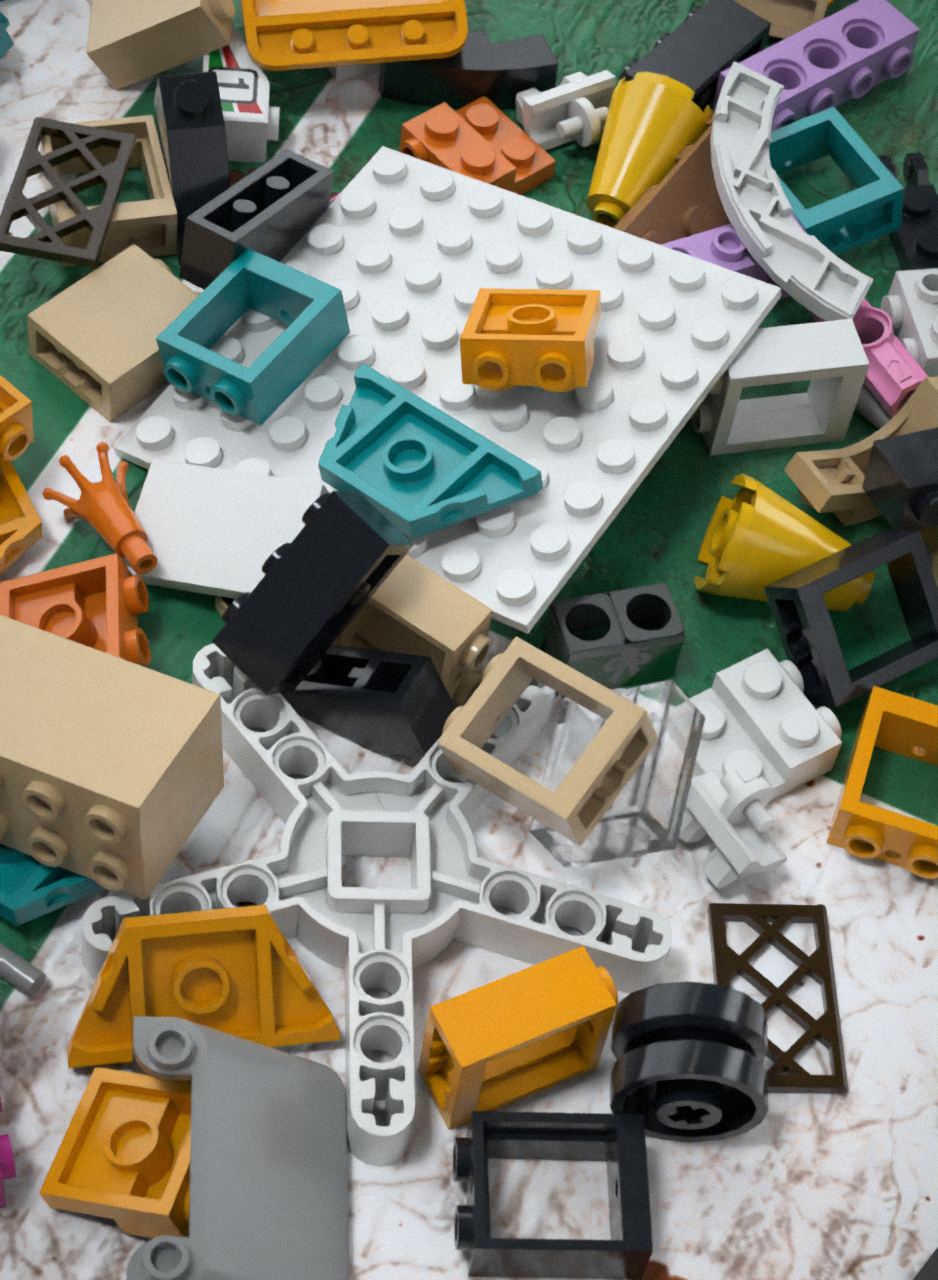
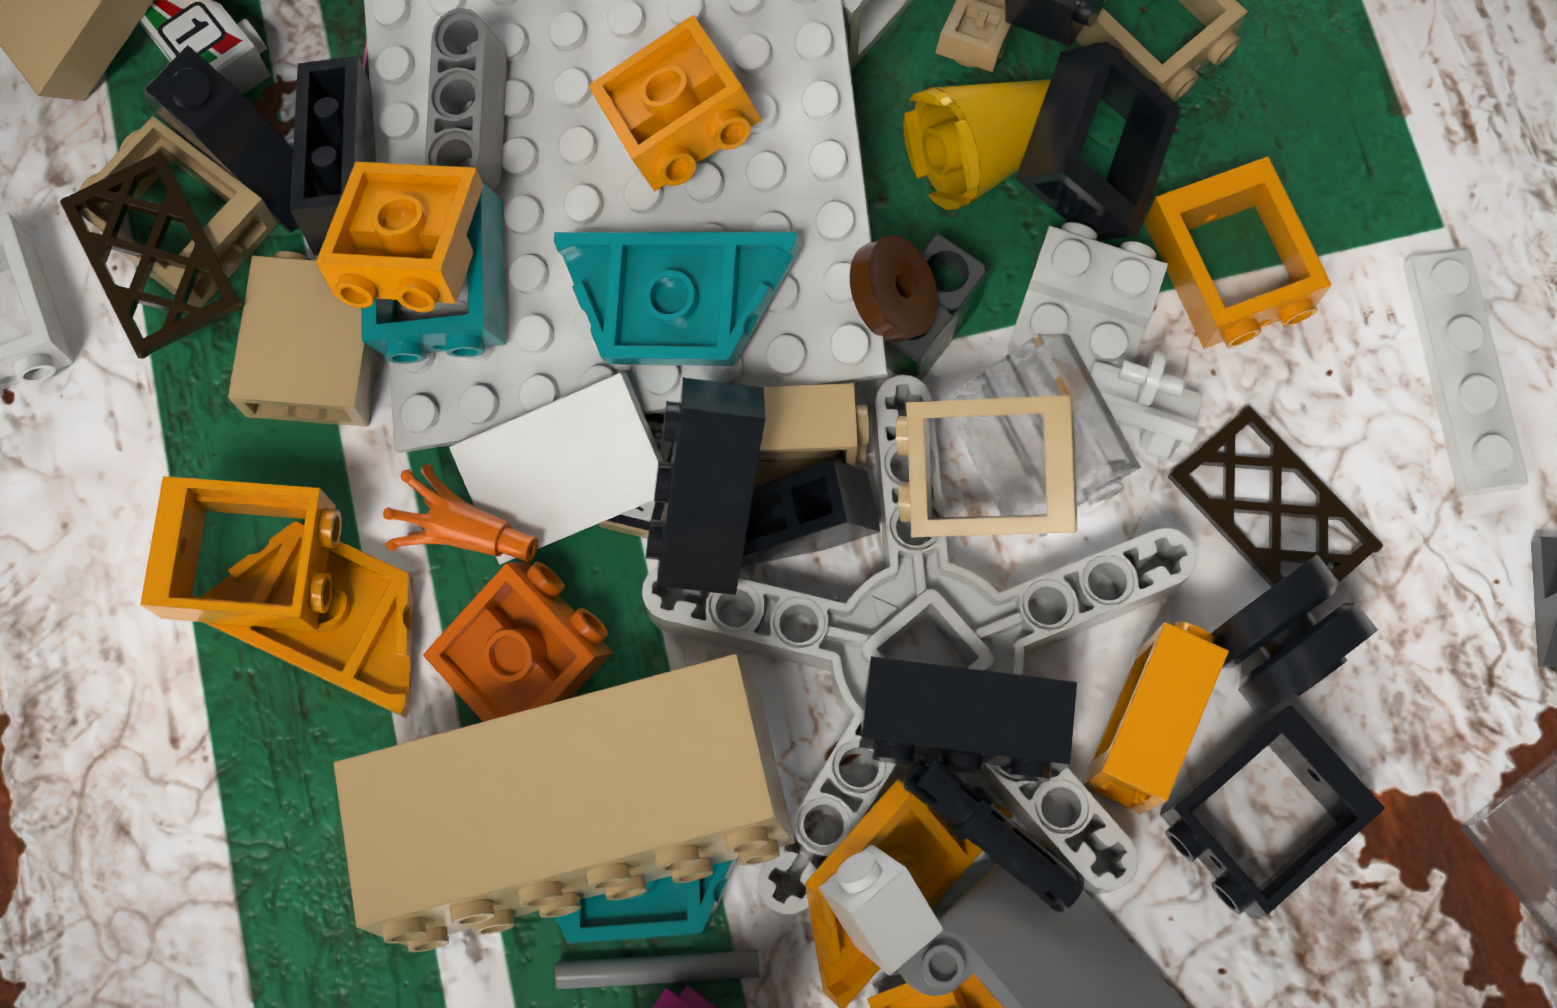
camera: 30 degrees left, 20 degrees up
(163, 965) = (881, 908): none -> white brick
(246, 278) = (401, 235): none -> light orange plate
(302, 986) = (975, 818): none -> black pin
(363, 904) = (968, 718): none -> black brick
(383, 243) = (456, 80): none -> light grey beam
(565, 583) = (893, 289): none -> reddish brown piece

